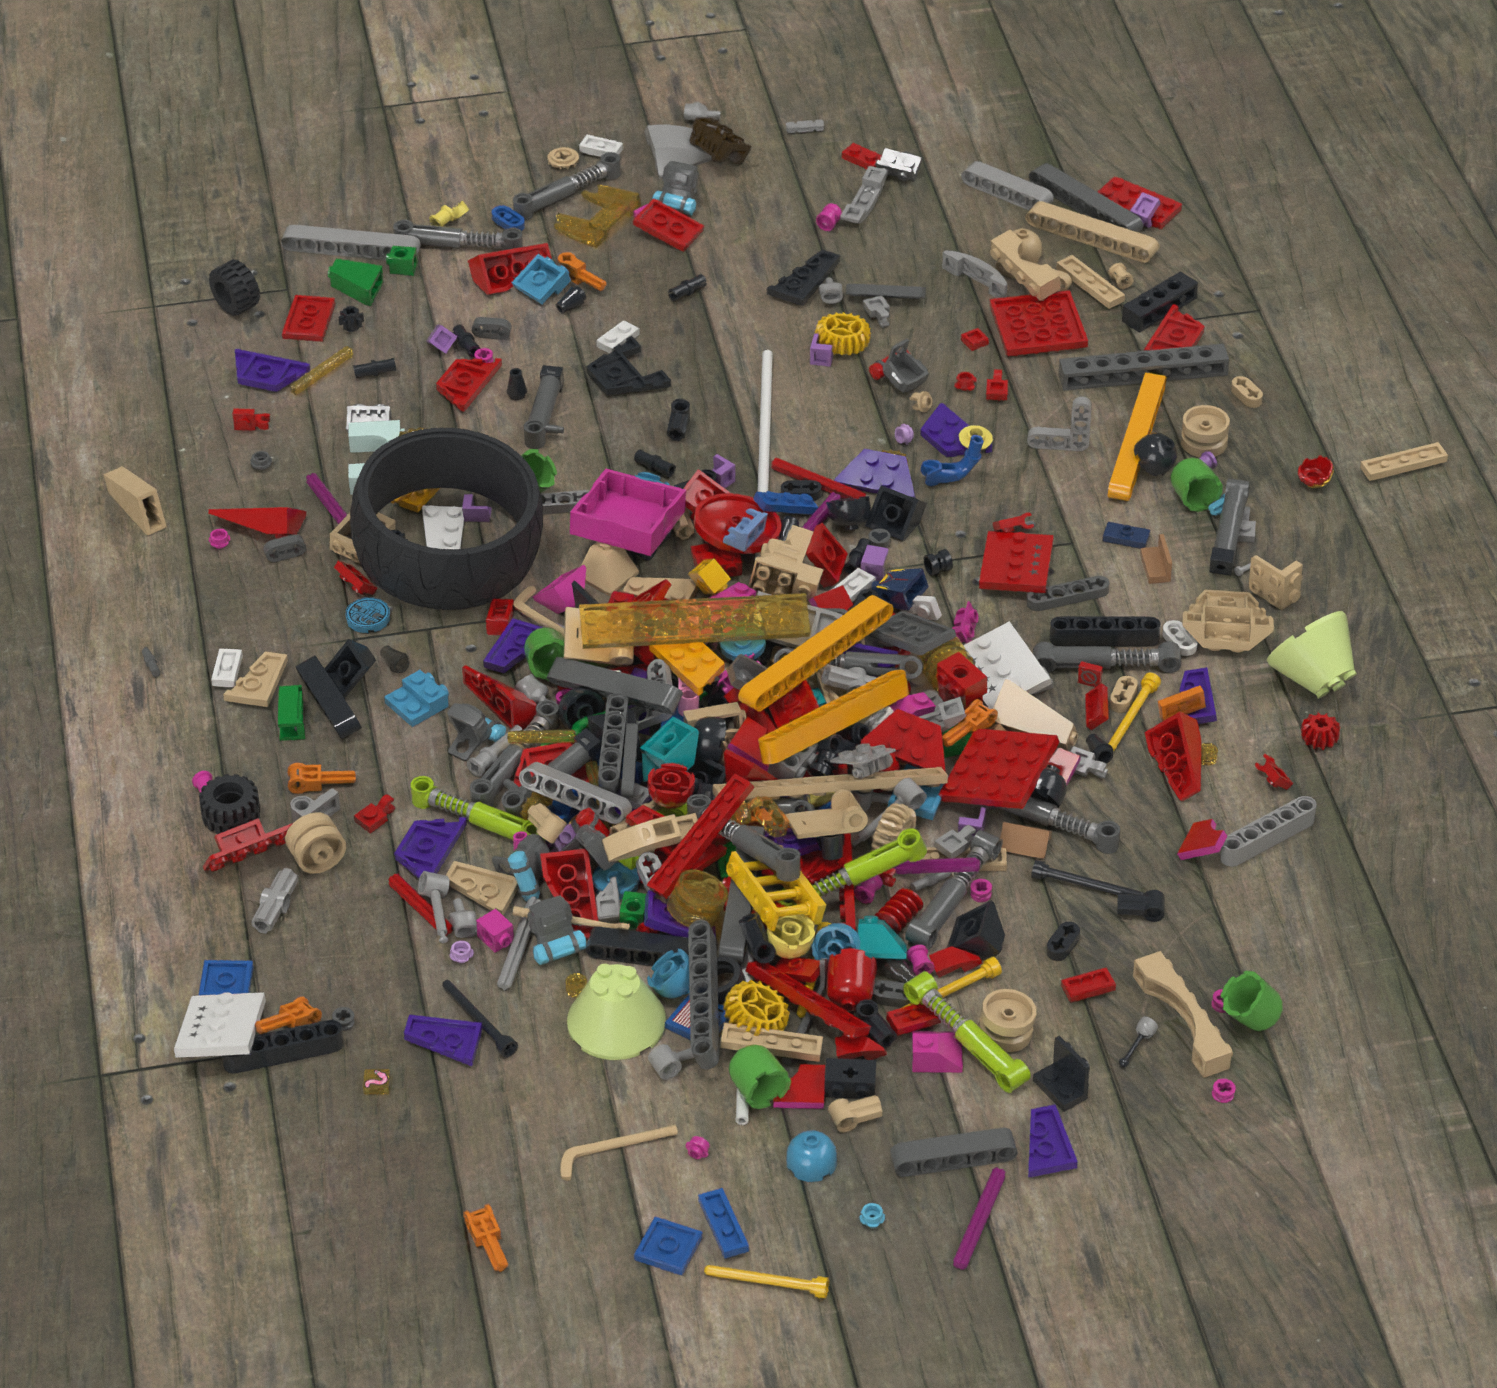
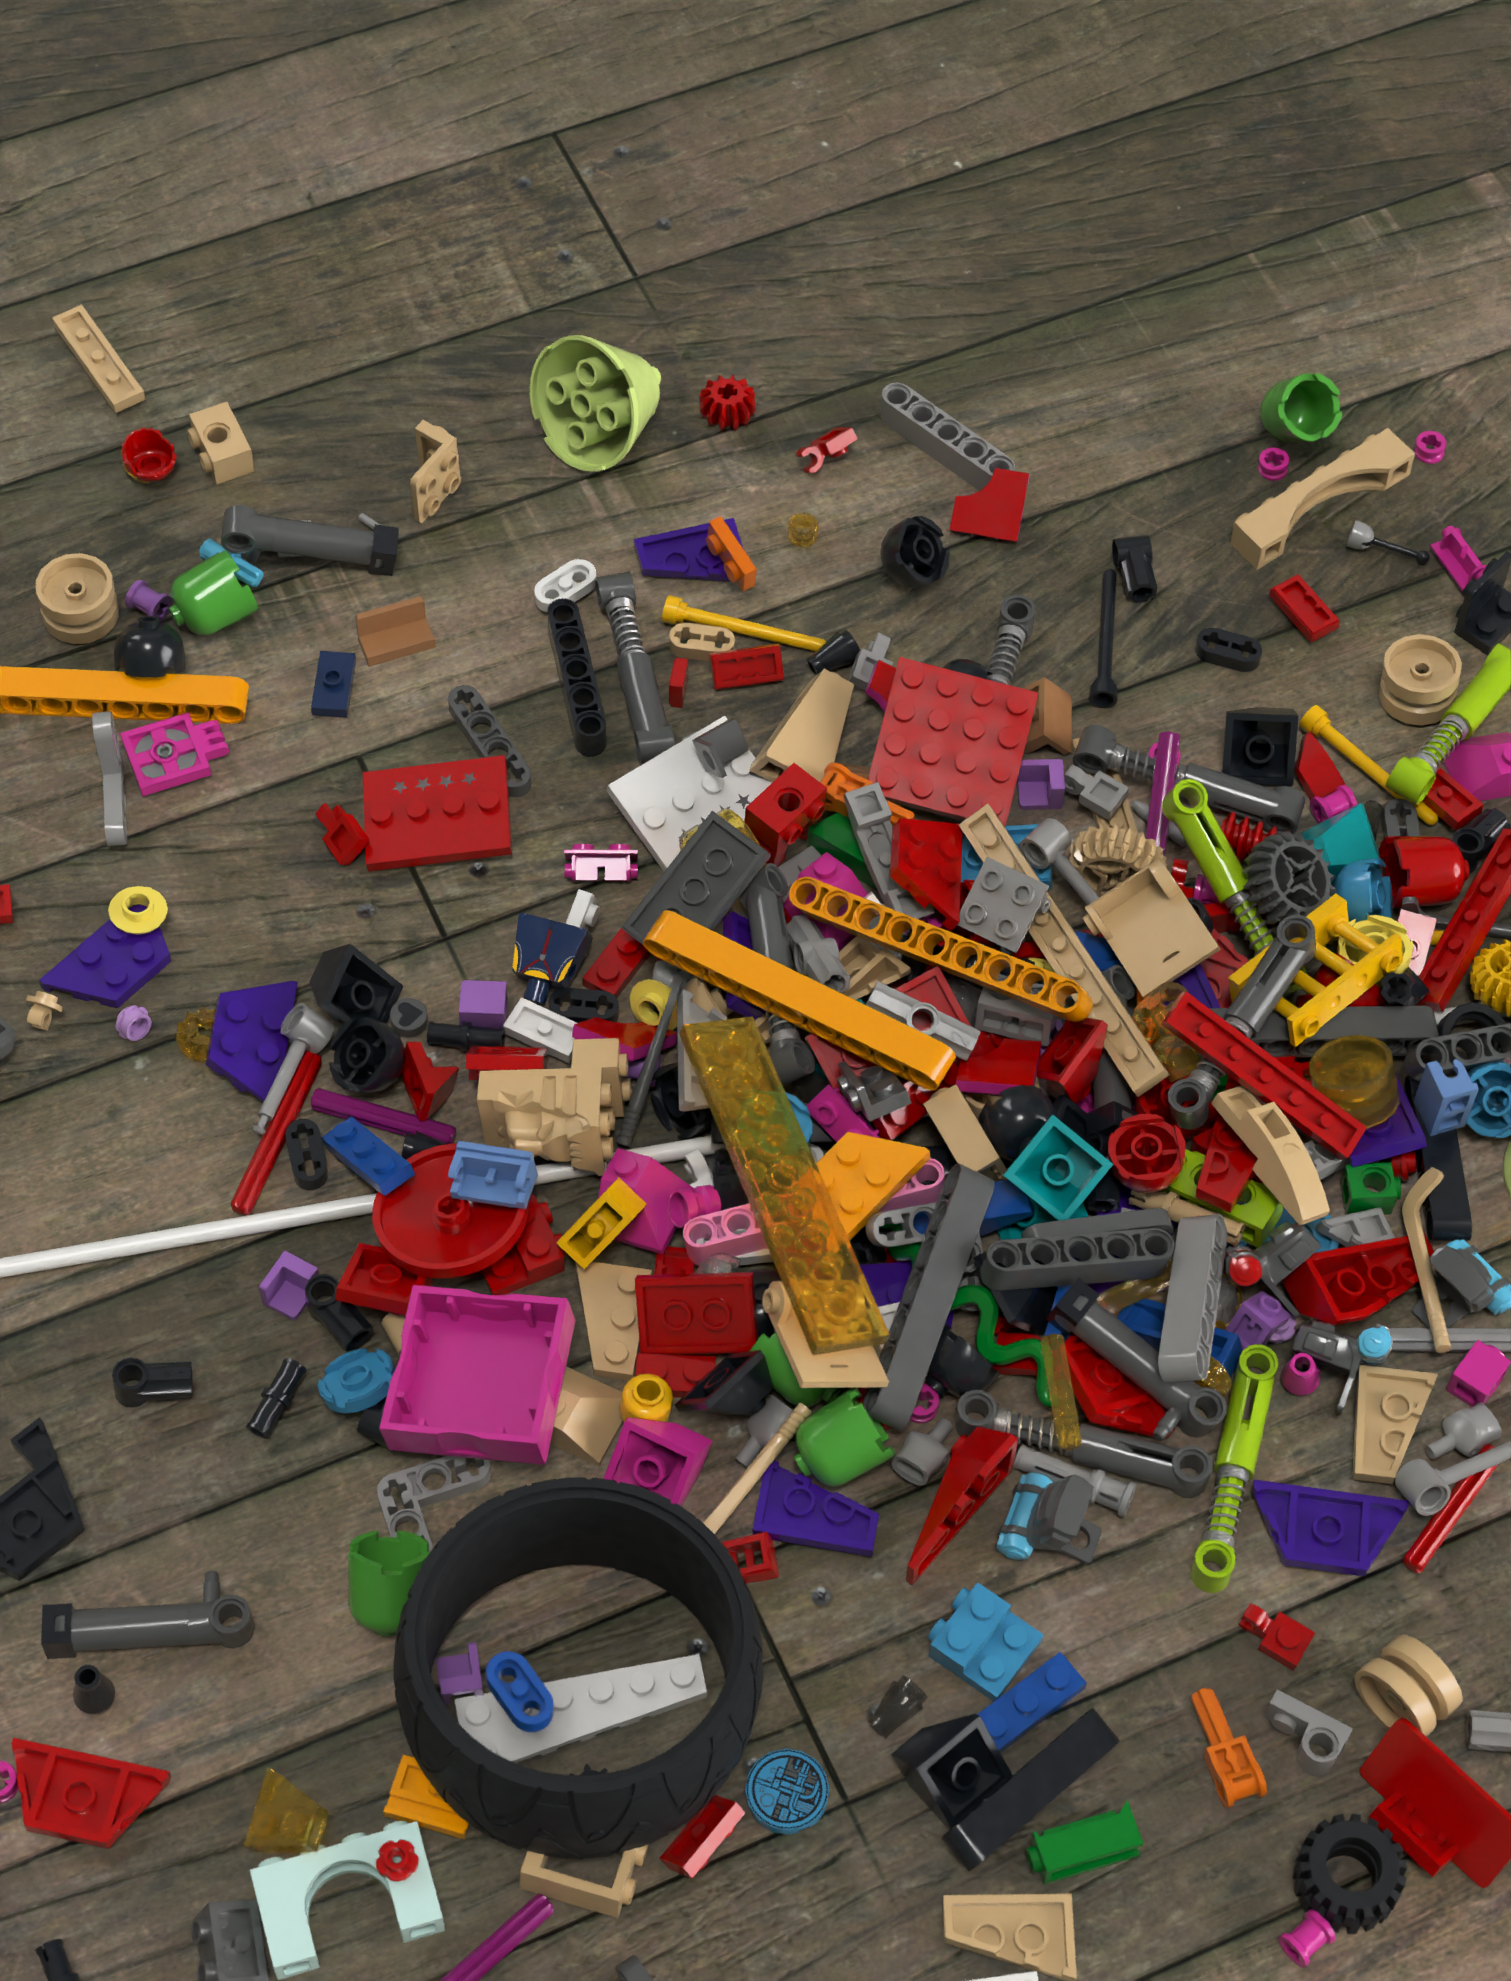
camera: 105 degrees left, 15 degrees up
(377, 710) = (1032, 1701): none -> blue plate
(418, 455) = (521, 1694): none -> blue plate
(547, 823) = (1278, 1318): tan piece -> none
(600, 586) = (646, 1398): none -> yellow head
(669, 927) = (1445, 1101): none -> medium blue hinge
(787, 702) = (948, 1030): none -> light grey piece
(839, 529) = (425, 1084): none -> red slope
(853, 885) = (1287, 877): none -> dark grey gear
(870, 489) = (306, 1033): none -> light grey piece
(938, 562) = (462, 918): black wheel -> none
(951, 472) = (217, 924): blue piece -> none
(1020, 663) = (720, 746): none -> dark grey bracket
(1087, 463) = (172, 752): none -> dark pink piece
(1109, 1081) = (1457, 557): none -> dark pink hinge
(1165, 788) = (914, 552): none -> black cylinder
(1178, 752) = (818, 559): red wedge -> none
(1227, 621) = (515, 526): tan wedge -> none
(1323, 504) = (220, 442): none -> tan brick

